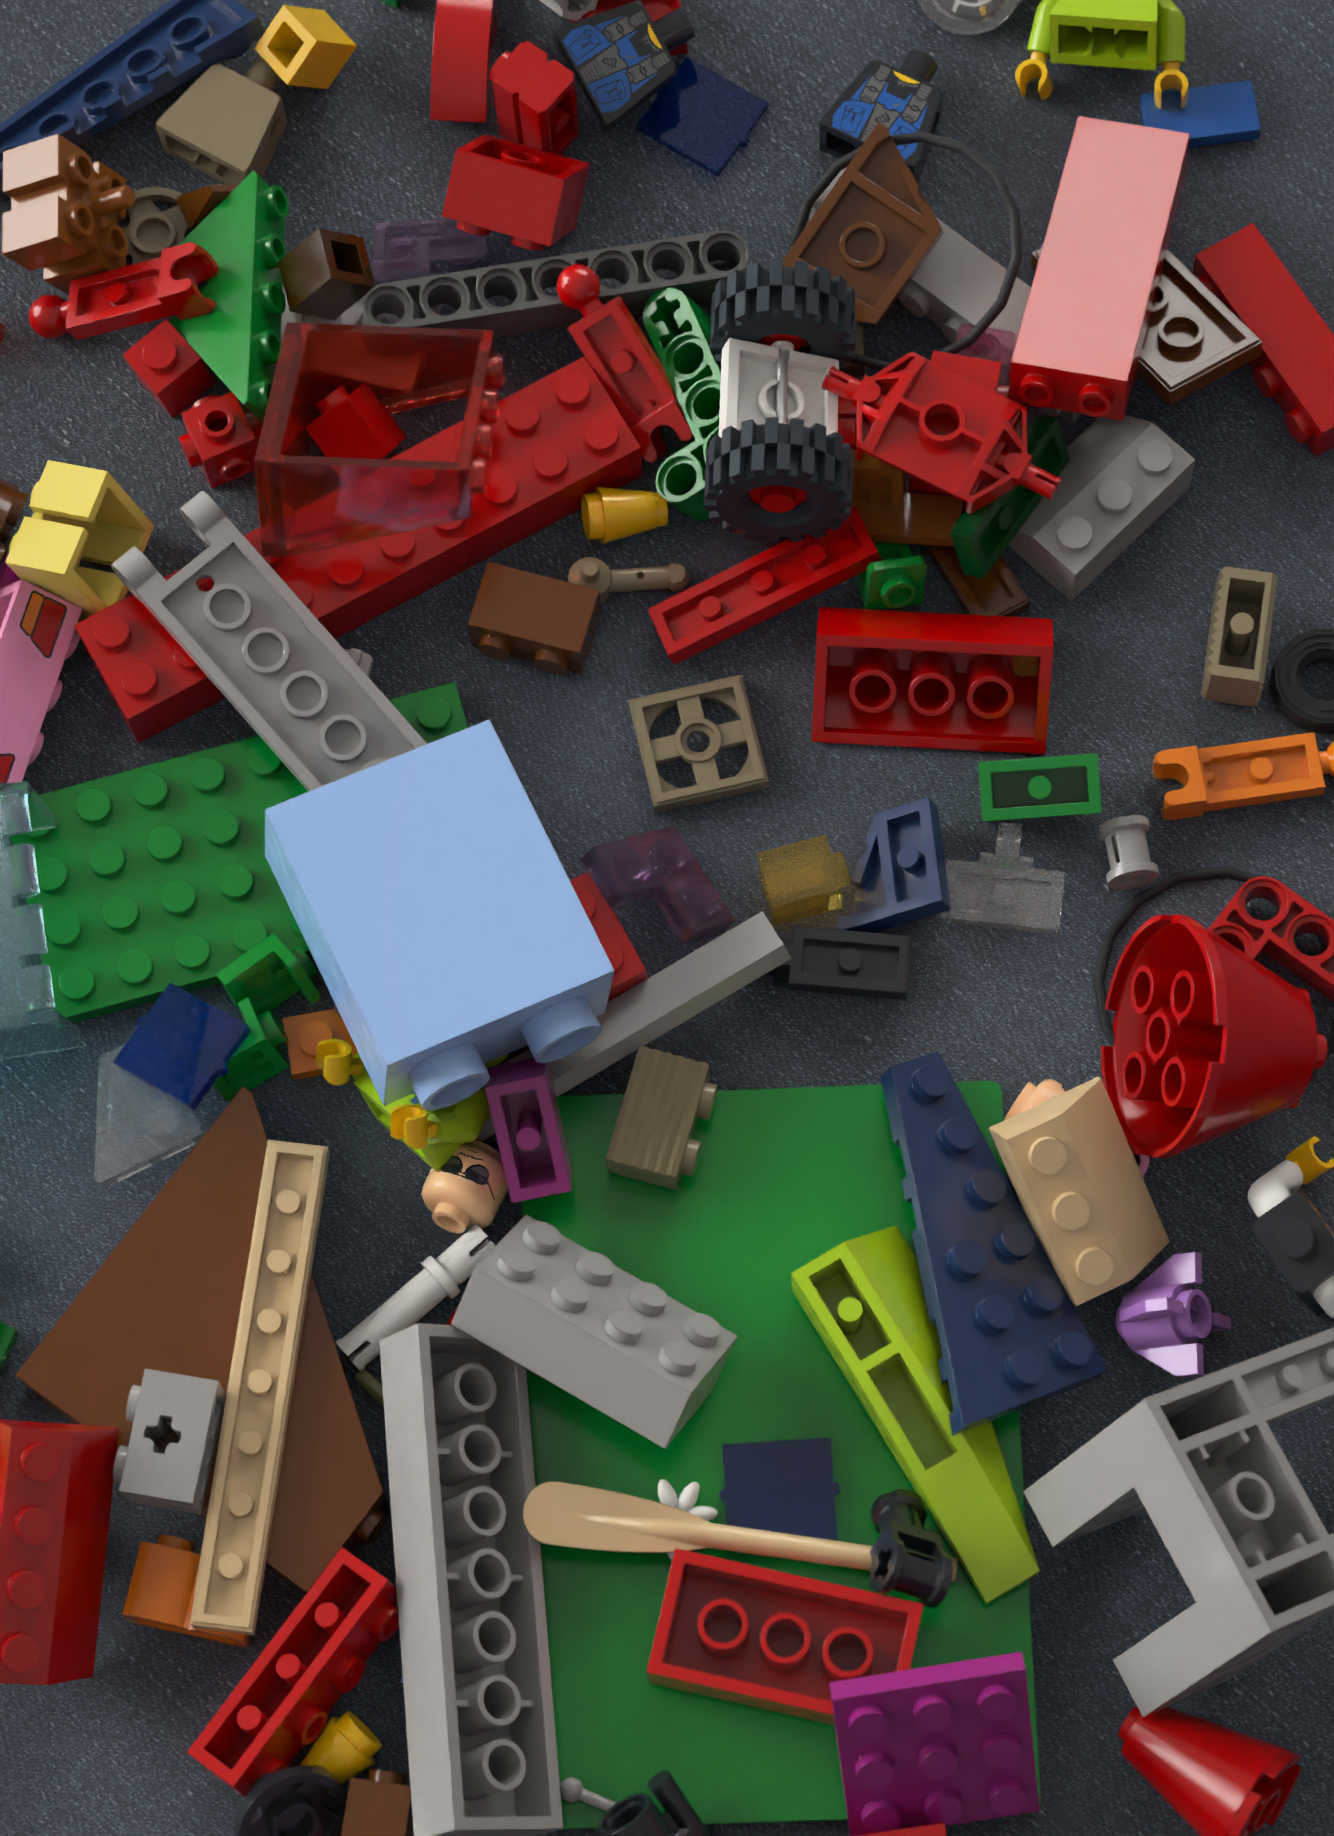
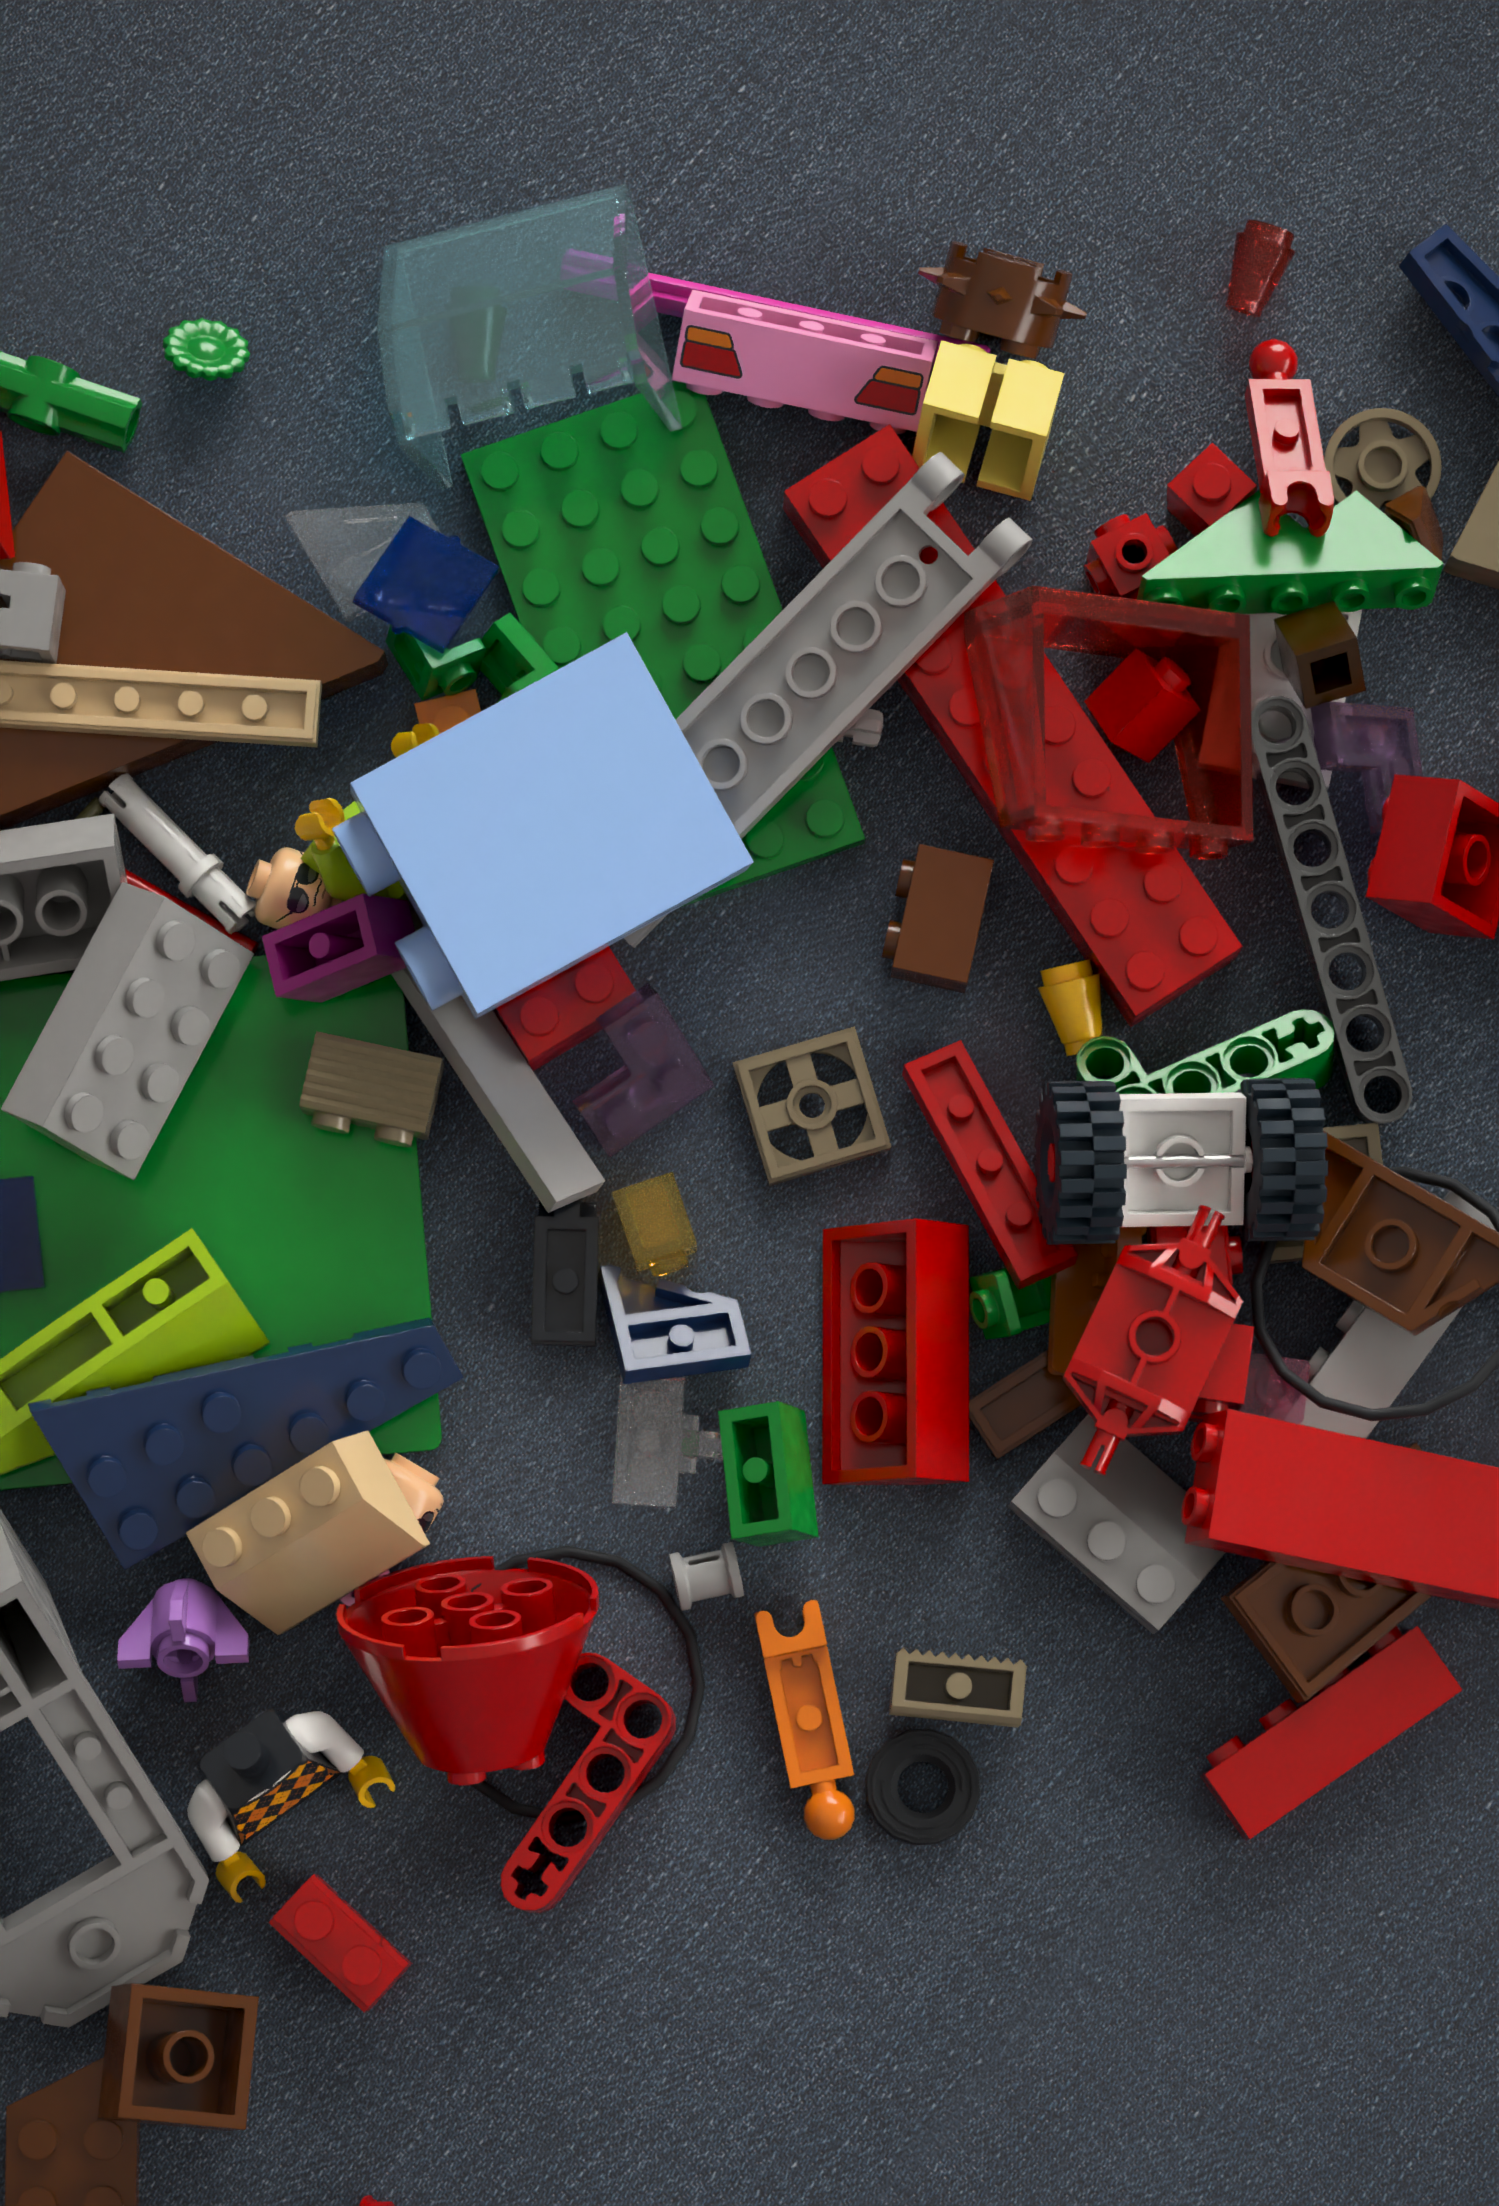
camera: 80 degrees right, 10 degrees up
(63, 211) = (1379, 362): dark orange brick -> none
(596, 574) = (993, 980): dark tan piece -> none
(622, 361) = (1238, 988): red plate -> none
(987, 532) = (1044, 1396): dark green plate -> none

